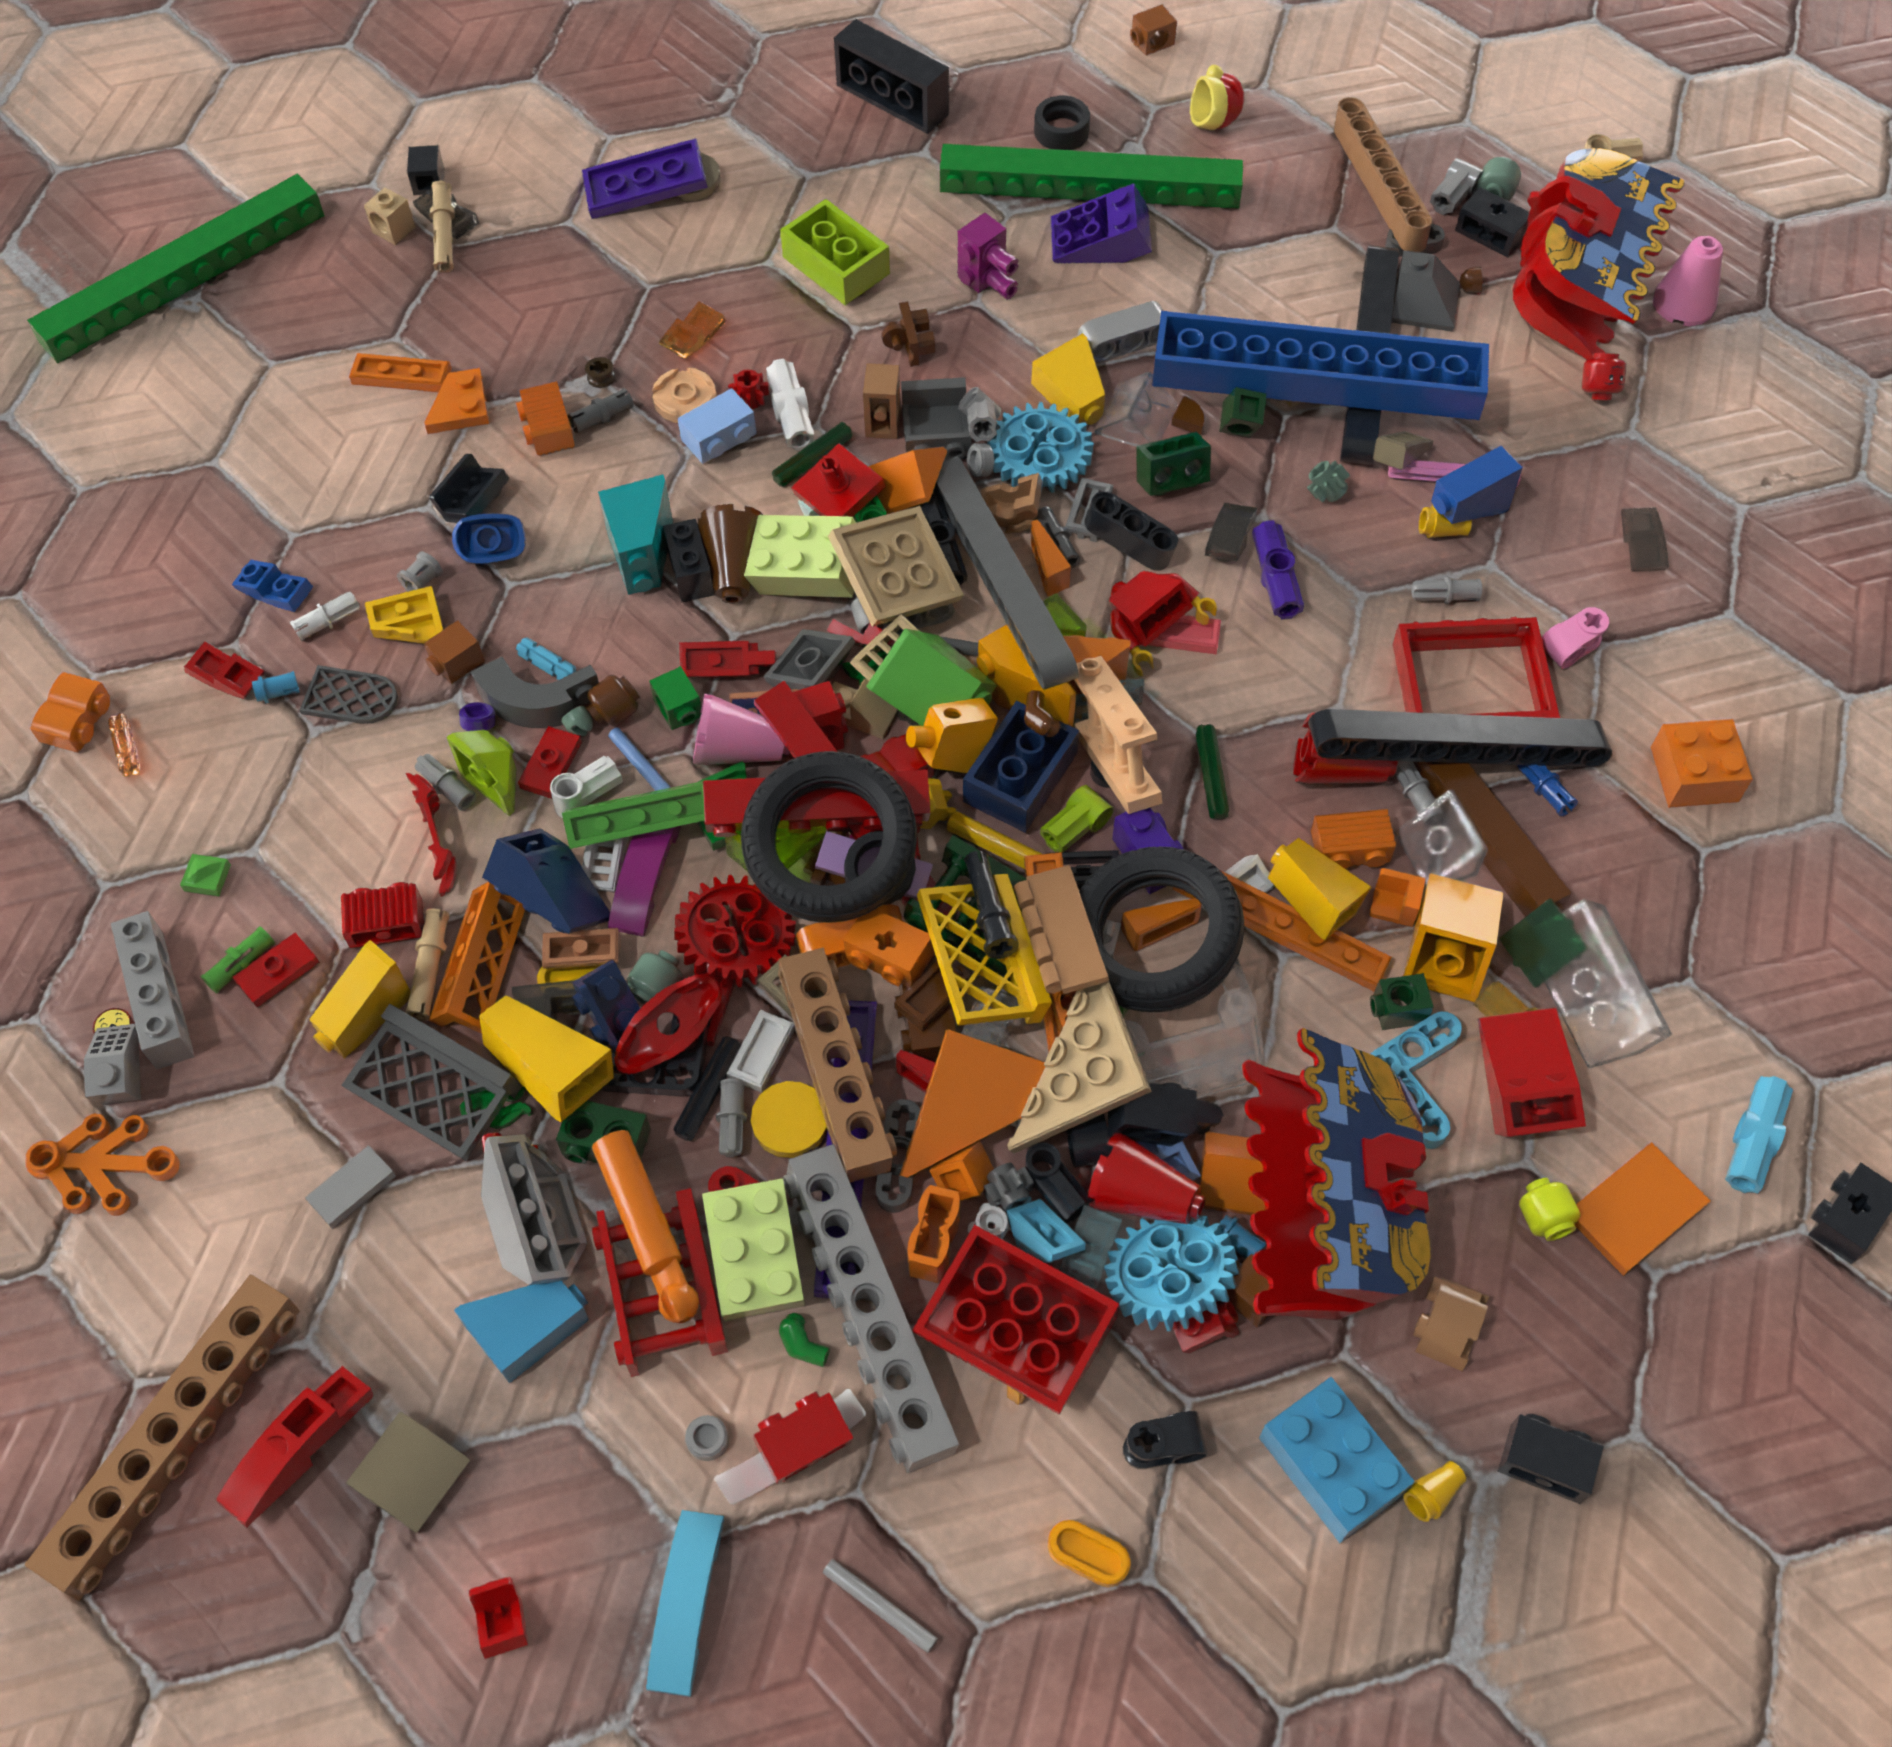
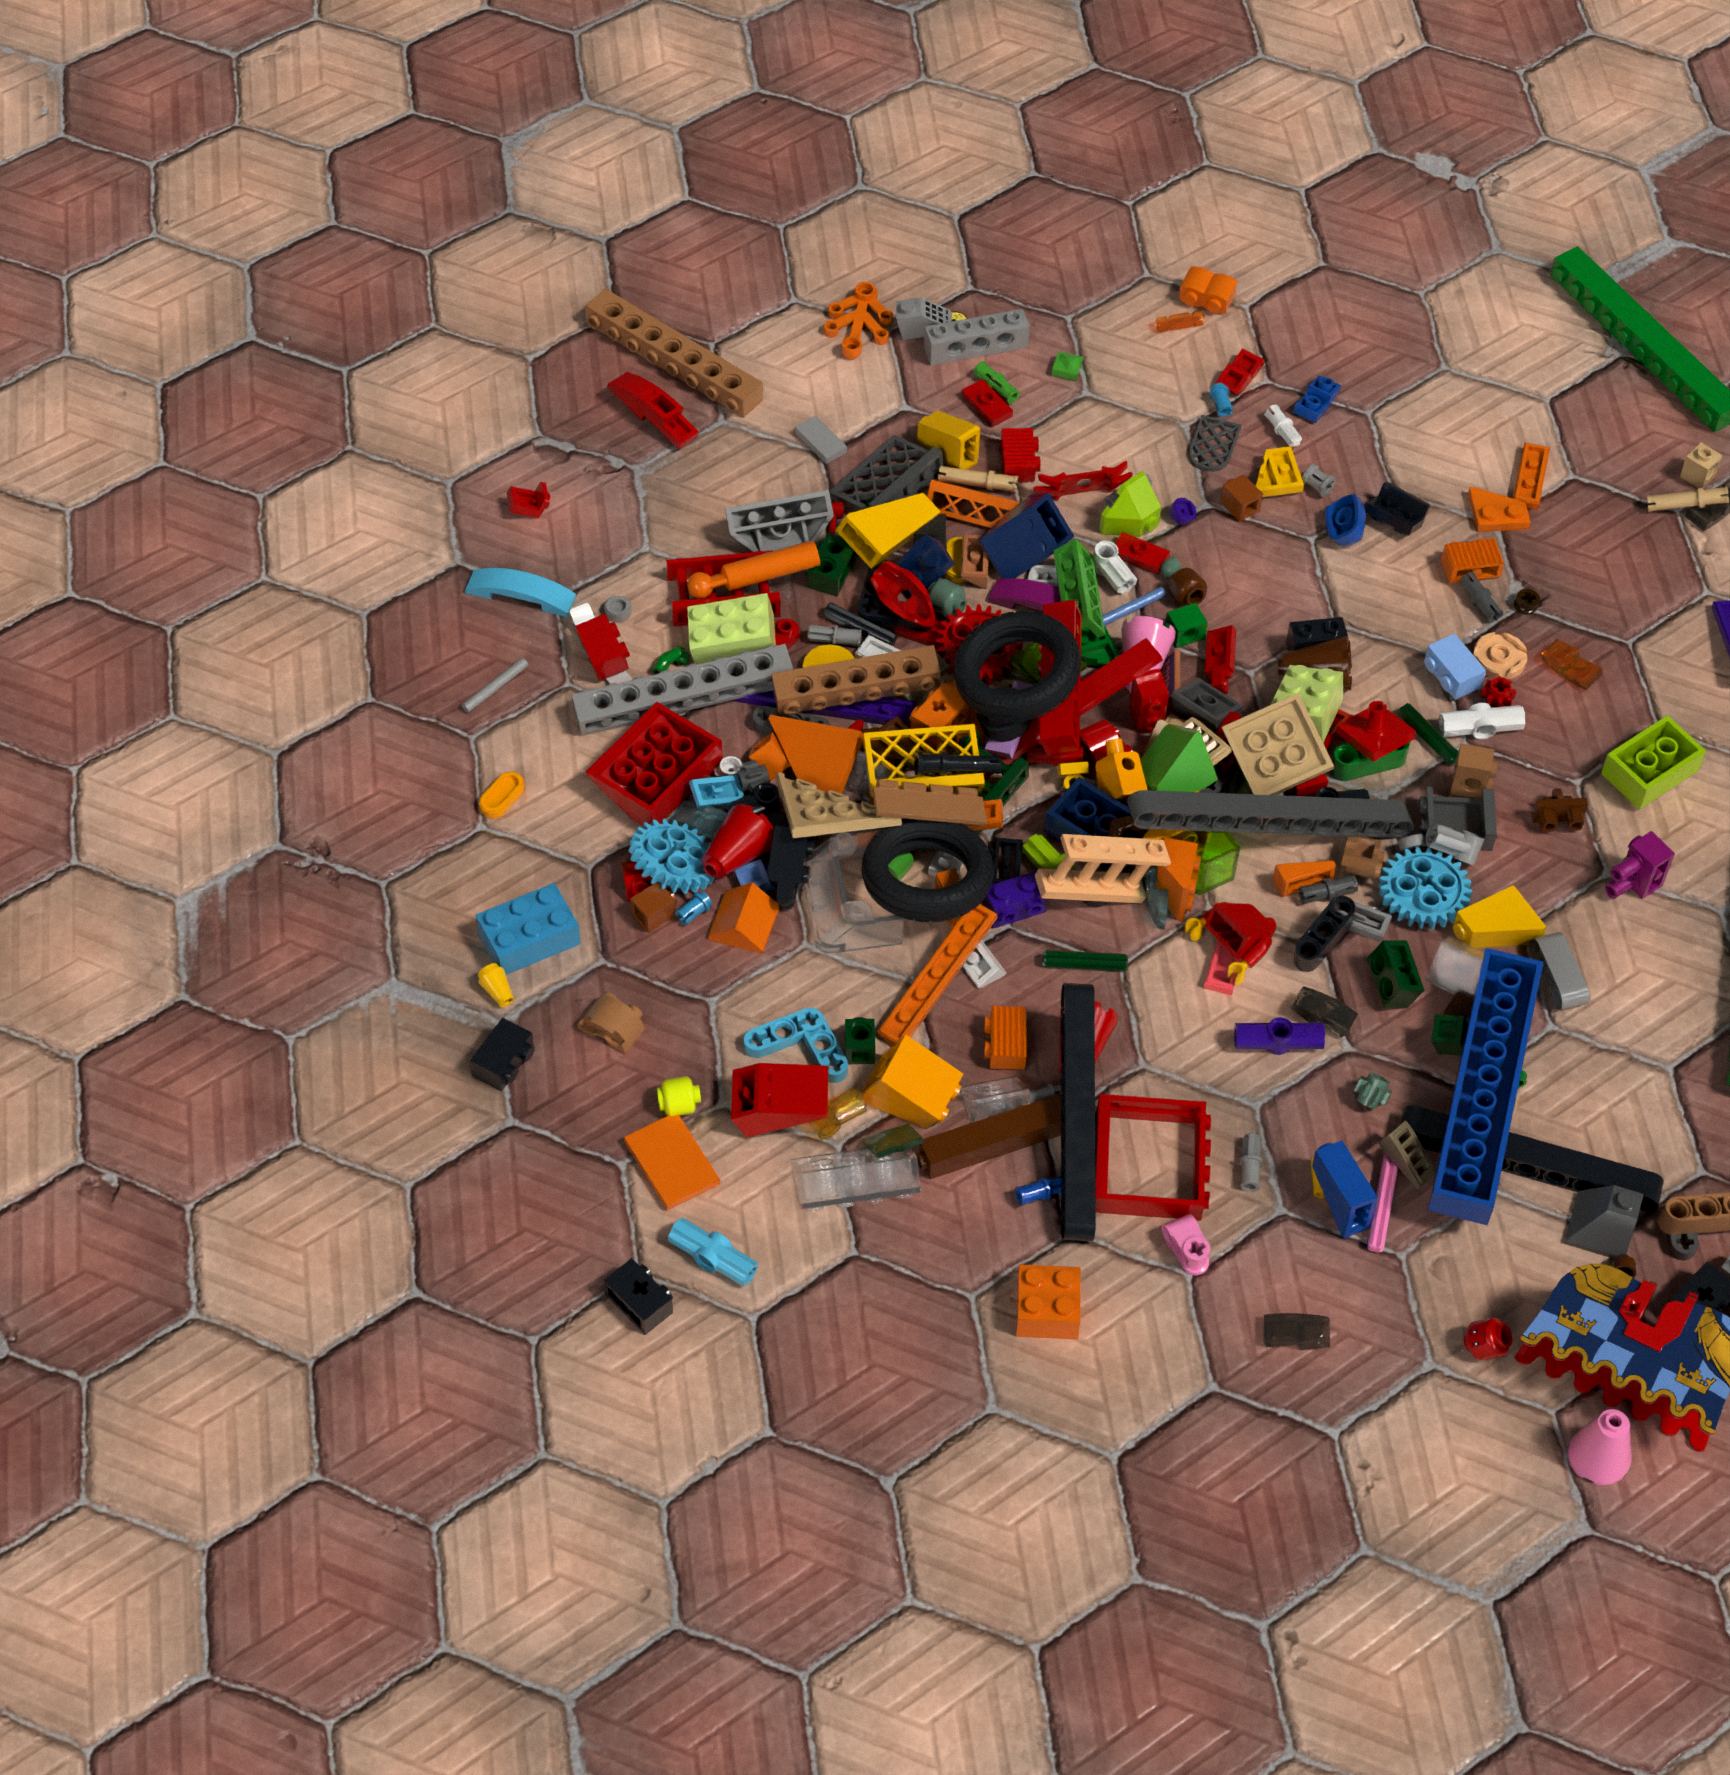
camera: 95 degrees right, 5 degrees down
(408, 1471) = (626, 463): dark tan slope -> none
(524, 1323) = (705, 517): dark azure slope -> none
(530, 703) = (1197, 528): dark grey arch -> none
(544, 659) = (1232, 554): medium azure axle -> none
(635, 529) = (1340, 594): teal slope -> none
(909, 478) = (1390, 783): orange slope -> none
(936, 1229) = (732, 727): orange brick -> none
(989, 839) = (1036, 811): yellow axle -> none
(1103, 229) = (1689, 973): dark purple slope -> none
(1173, 1441) = (561, 839): black piece -> none
(1317, 887) = (960, 999): yellow slope -> none
(1330, 1216) = (748, 944): animal -> none
(1397, 897) = (954, 1056): orange panel -> none

